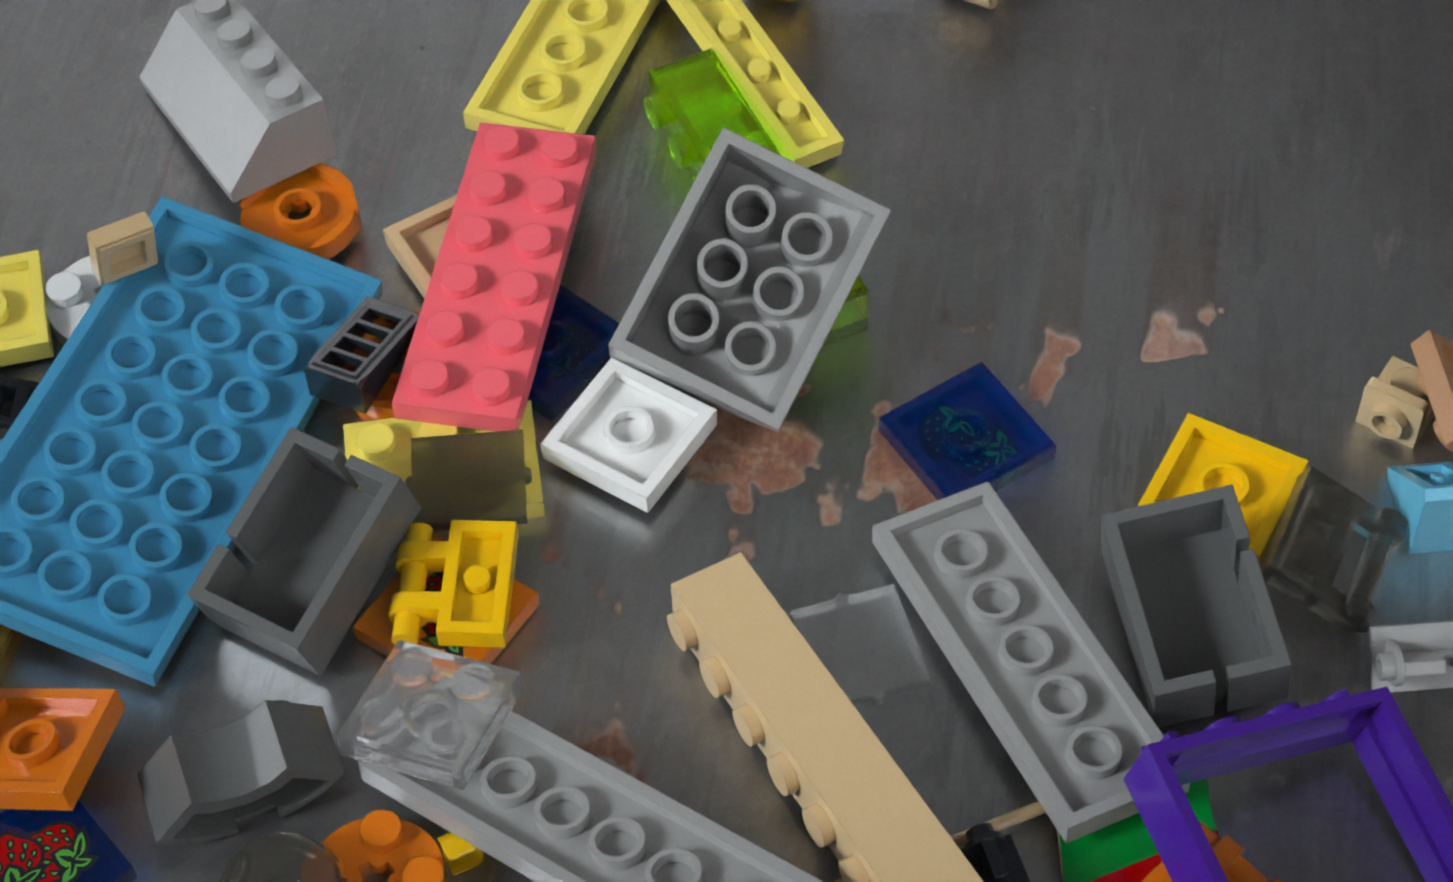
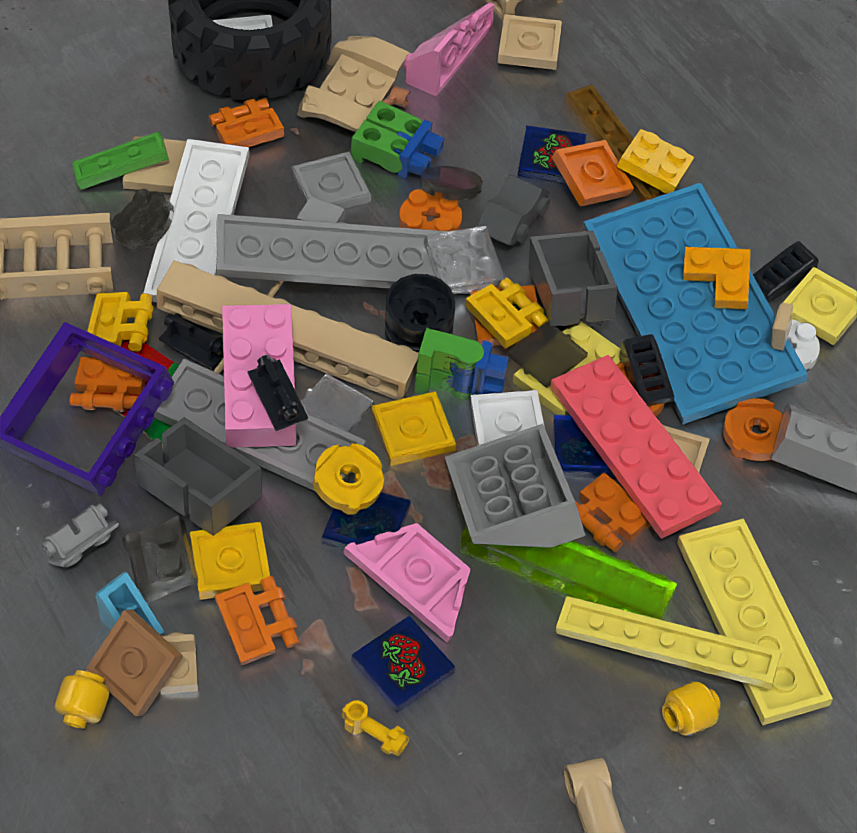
camera: 135 degrees right, 0 degrees up
(72, 401) = (724, 266): none -> light orange plate
(600, 251) = (613, 506): none -> orange plate
(609, 649) = (418, 304): none -> black wheel
(628, 527) = (458, 366): none -> hips
(777, 523) = (413, 428): none -> yellow tile
(946, 496) = (344, 495): none -> yellow plate
(968, 311) = (416, 573): none -> bright pink wing
(981, 669) = (247, 336): none -> bright pink brick
(1007, 545) = (277, 393): none -> black hinge
(1079, 230) = (403, 664): none -> clear blue tile
(1201, 186) = (357, 721): none -> yellow bar
(1268, 380) = (246, 624): none -> orange plate

